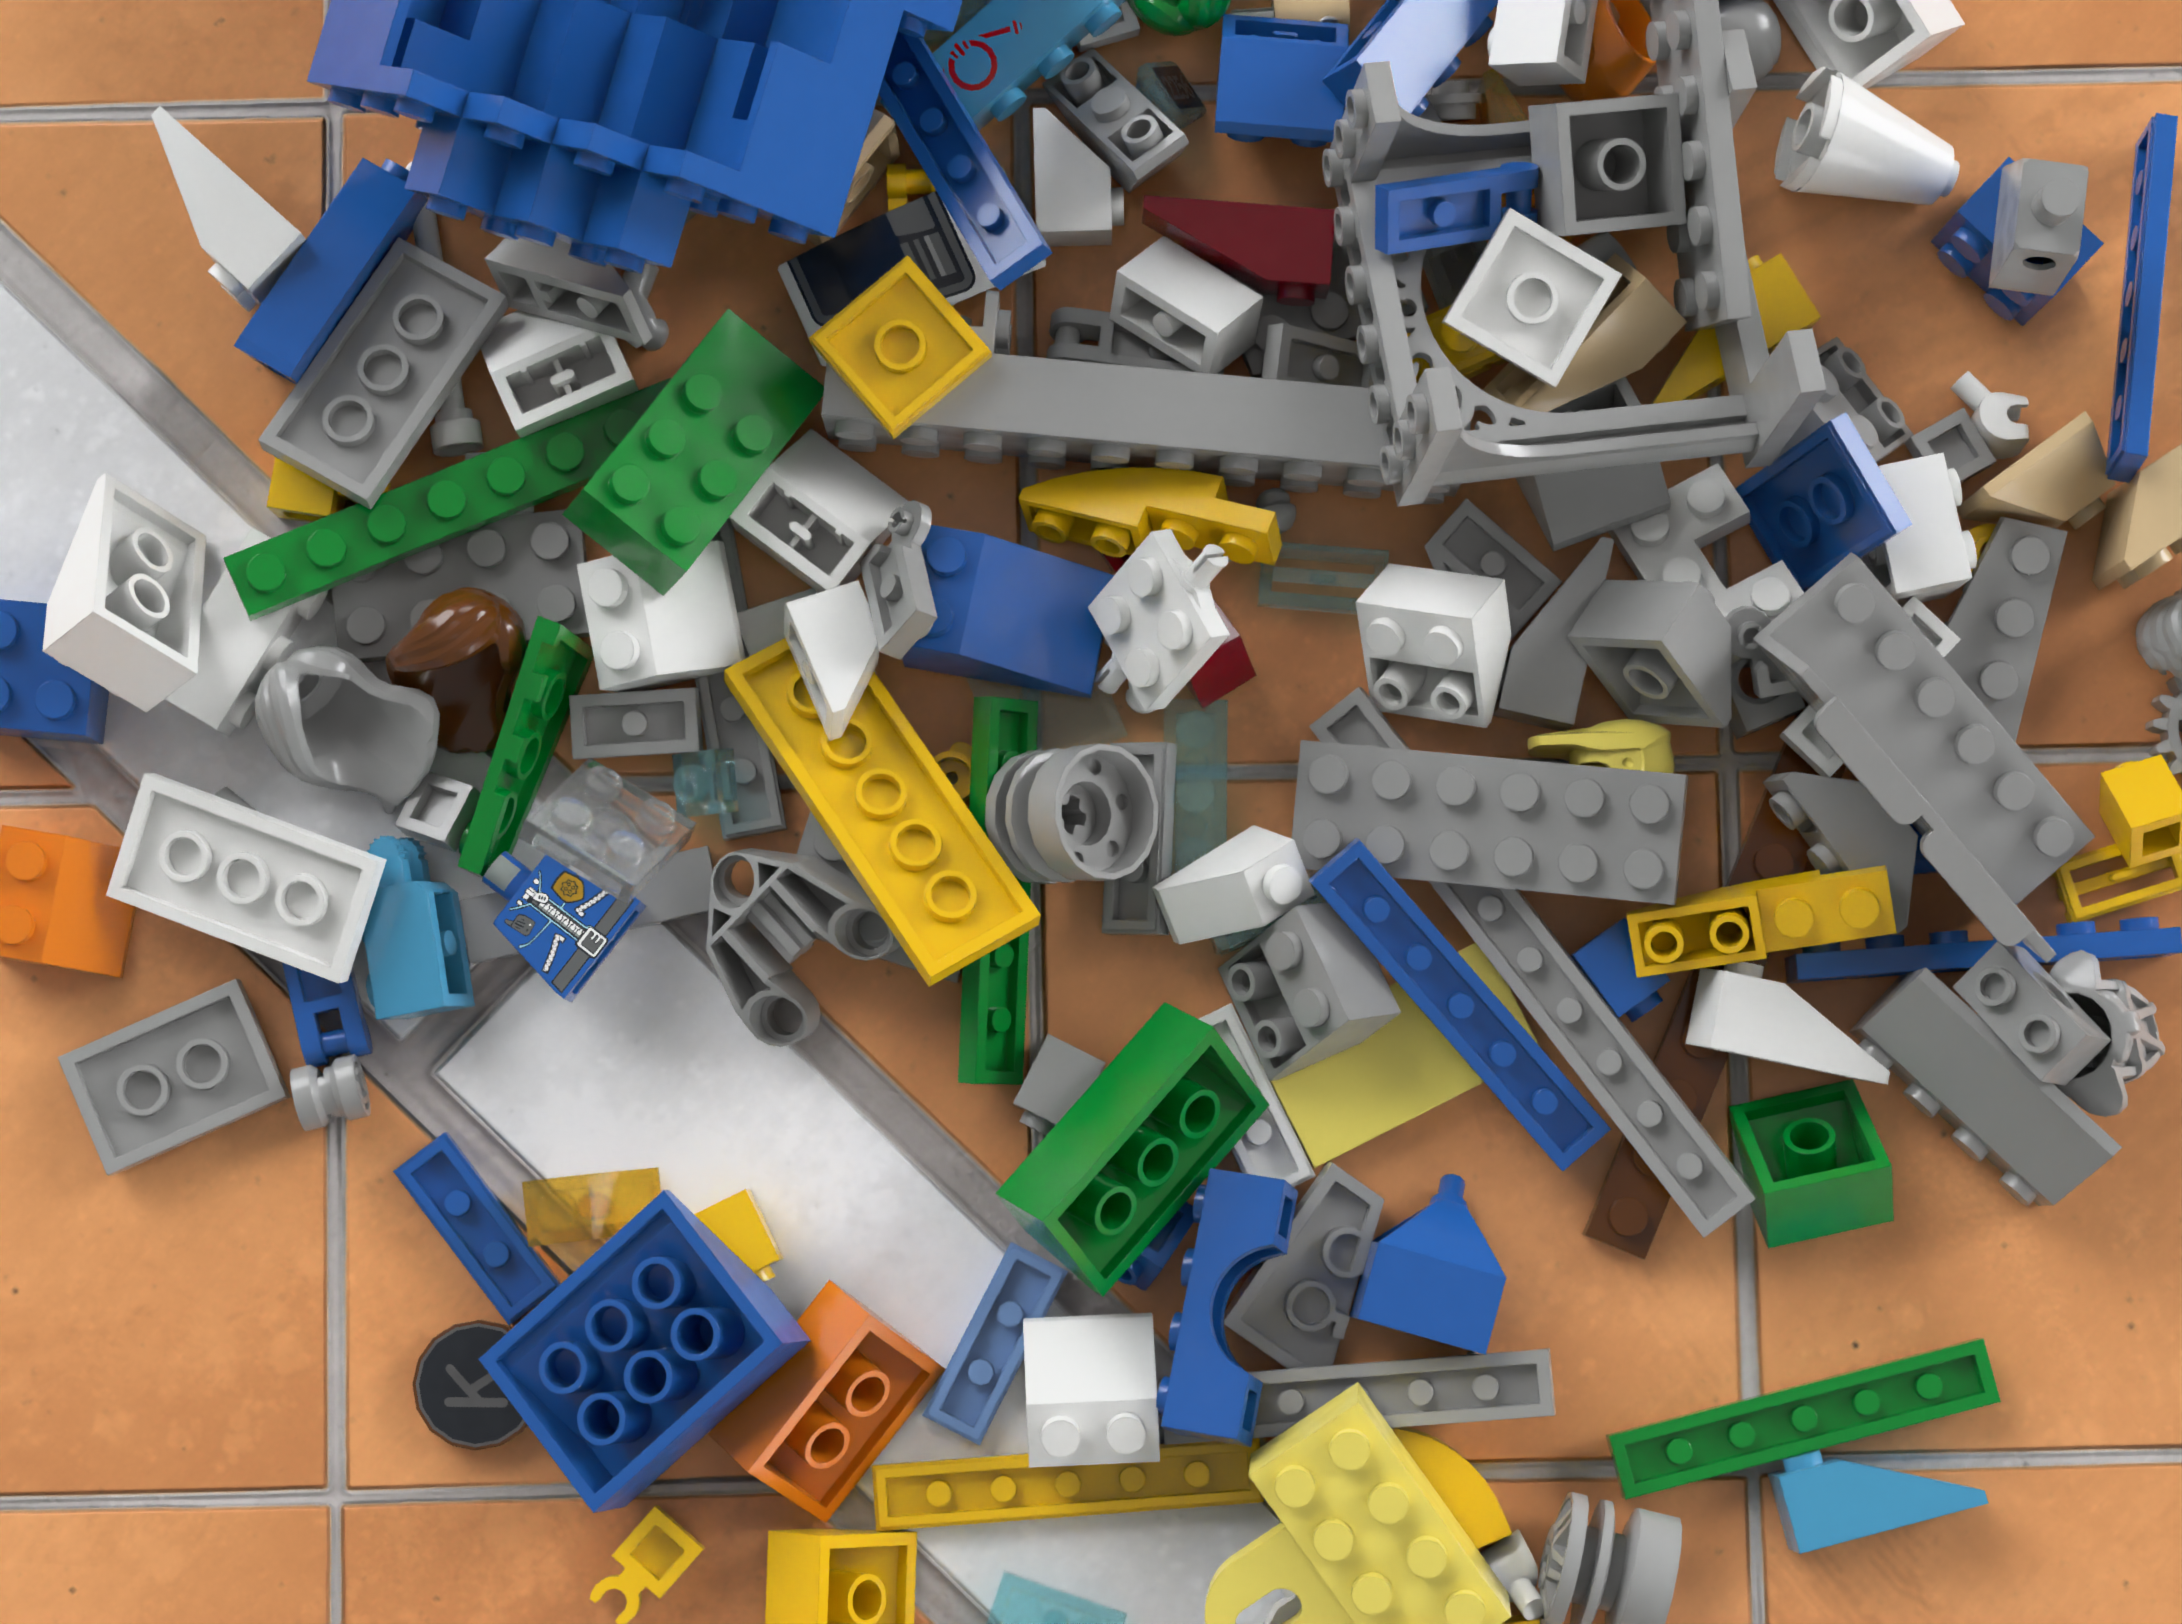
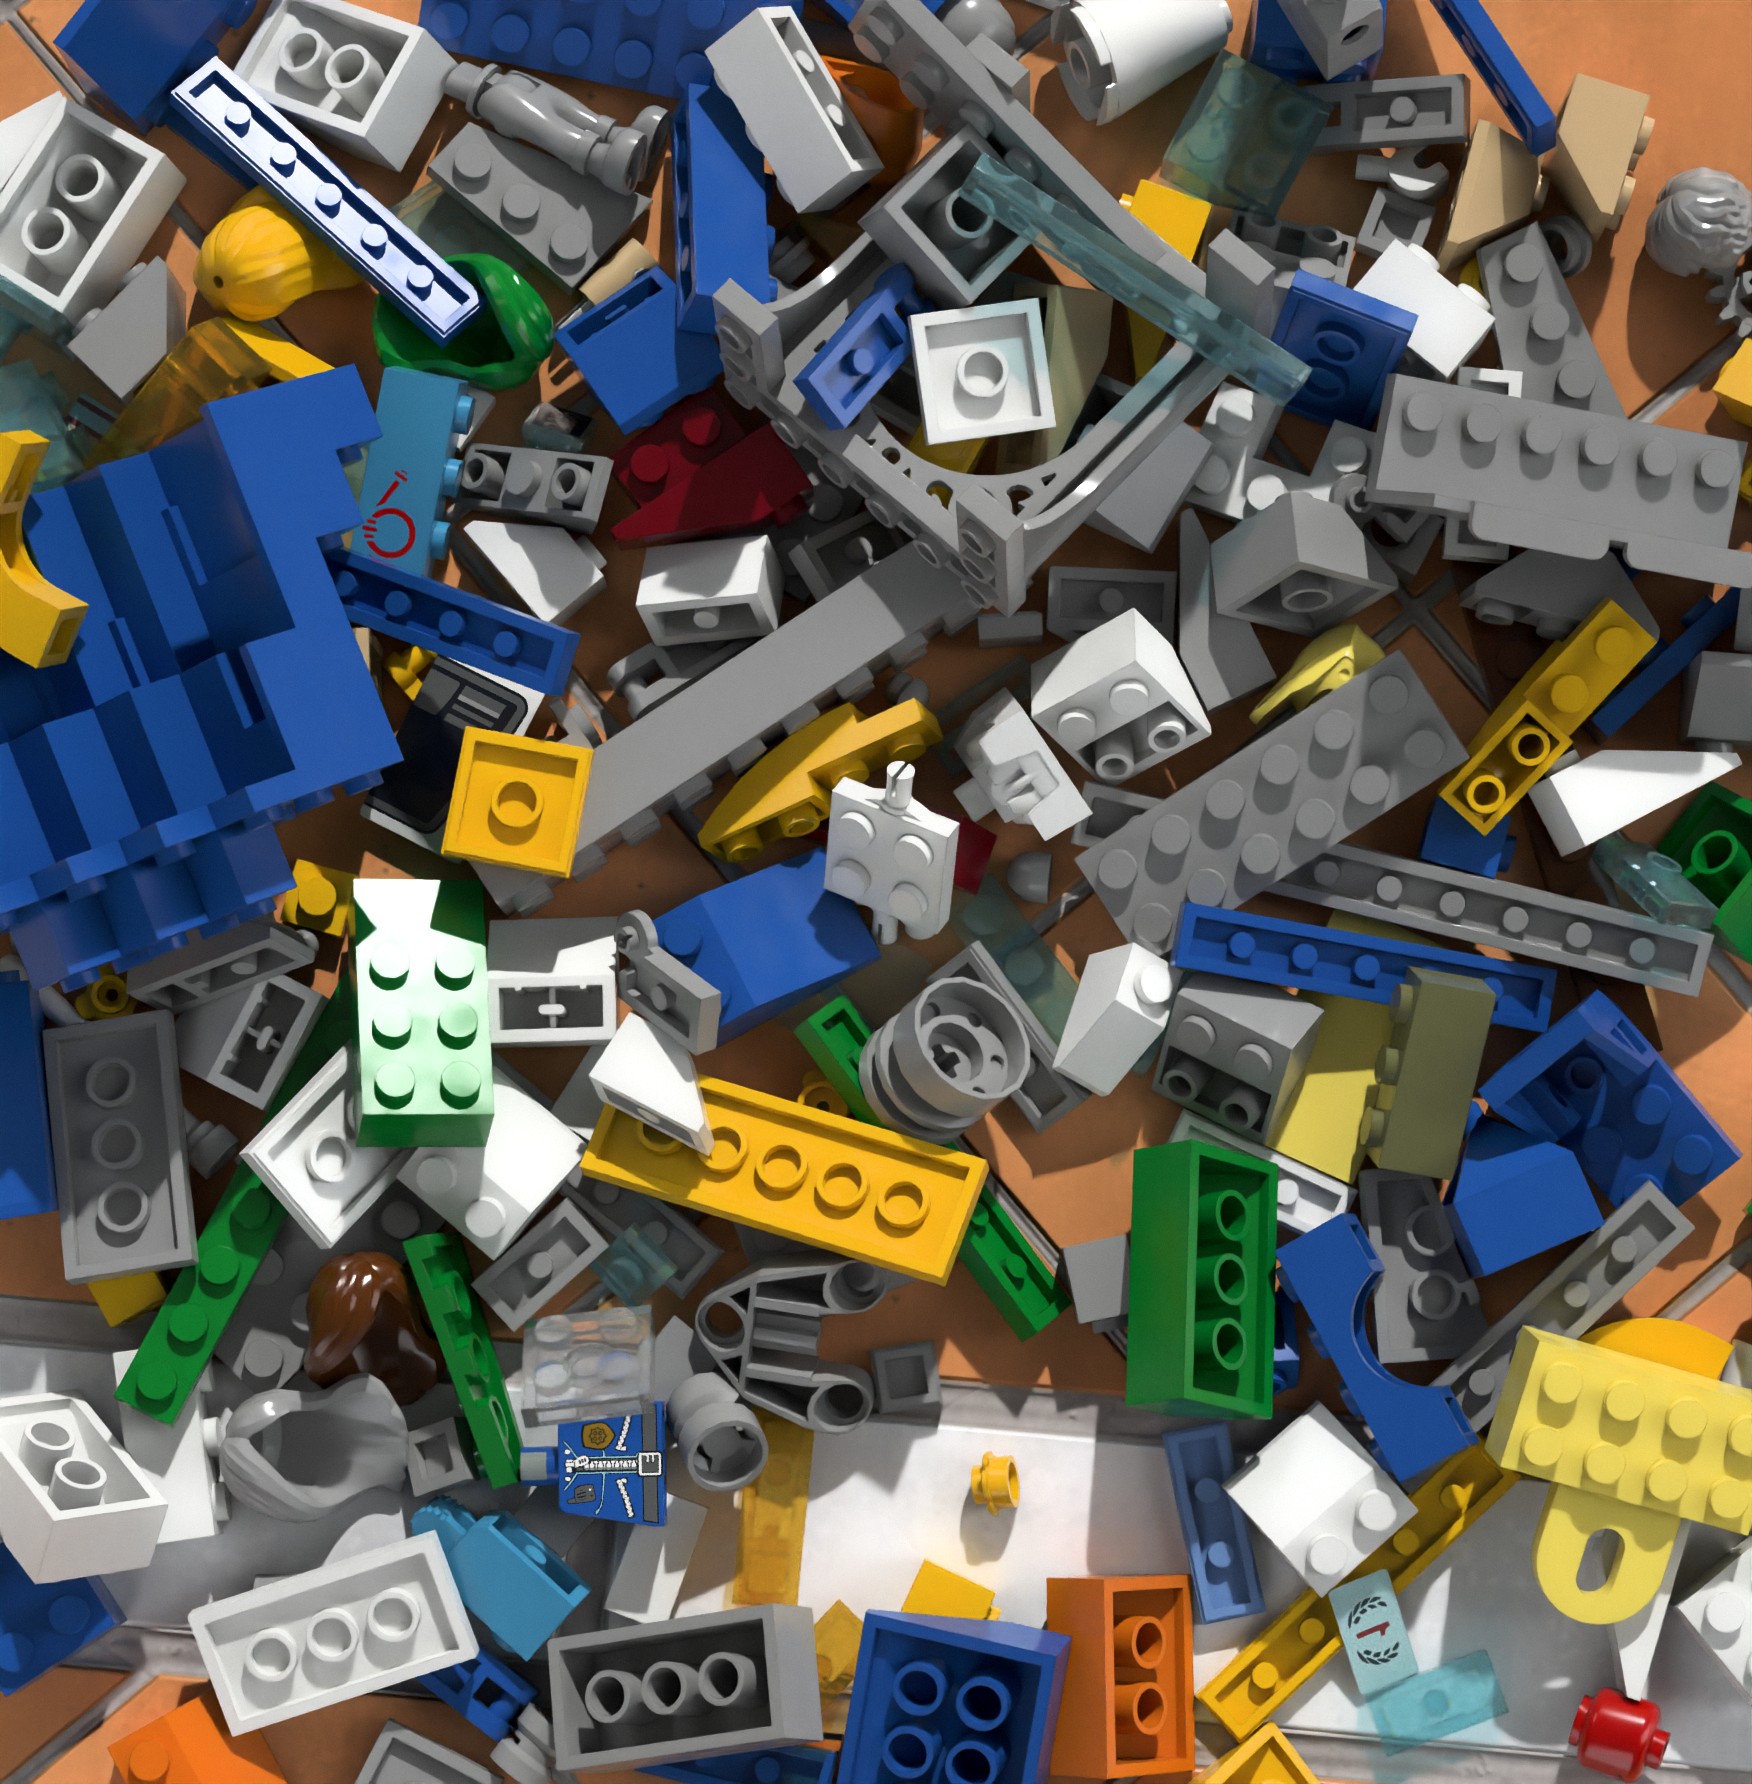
camera: 30 degrees left, 0 degrees up
(459, 248) = (95, 1002): none -> yellow plate
(478, 1137) = (685, 1689): none -> light grey brick
(520, 503) = (313, 1160): none -> white tile
(539, 1027) = (657, 1563): none -> white tile
(658, 1060) = (775, 1517): none -> clear yellow slope
(663, 961) = (716, 1432): none -> light grey wheel
(692, 306) = (319, 899): none -> yellow plate
(848, 1038) = (906, 1377): none -> light grey tile
(850, 1175) = (996, 1483): none -> yellow plate
(1050, 1528) = (1373, 1631): none -> clear light blue sticker
(1248, 173) = (675, 447): none -> dark red brick
(1258, 728) = (1031, 876): none -> light grey hinge
(1309, 634) = (1015, 770): none -> white brick
(1395, 523) = (1019, 630): none -> light grey tile
(1443, 1126) = (1428, 1072): none -> olive brick
(1568, 1268) = (1612, 1104): none -> blue bracket
(1707, 317) = (1134, 280): none -> clear light blue tile
(1742, 1122) = (1655, 883): none -> clear light blue plate
(1888, 285) = (1244, 138): none -> clear light blue slope
(2014, 354) = (1395, 113): none -> light grey plate
(2087, 575) = (1577, 240): none -> light grey plate

